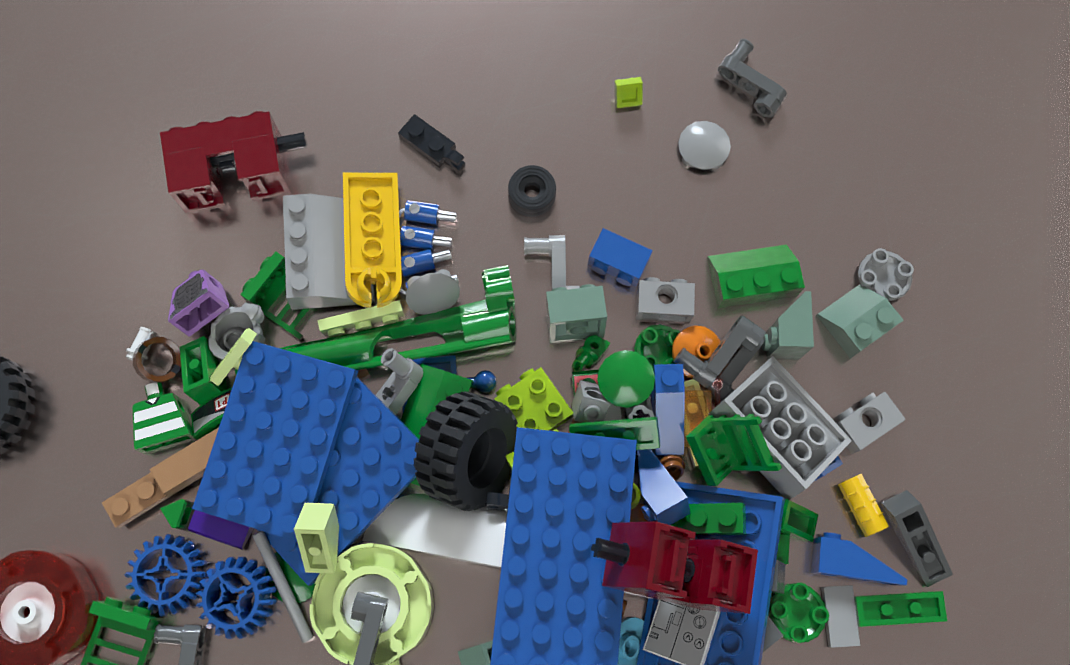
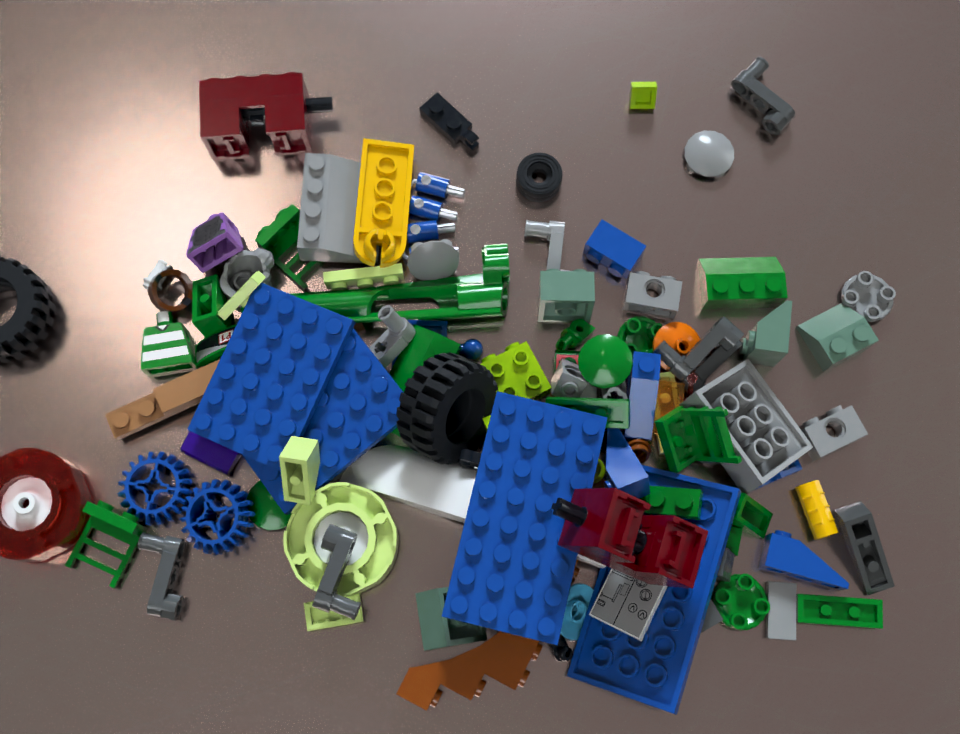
camera: 10 degrees right, 0 degrees up
(178, 513) = (173, 433): green slope -> none
(282, 586) = (261, 512): light grey bar -> none

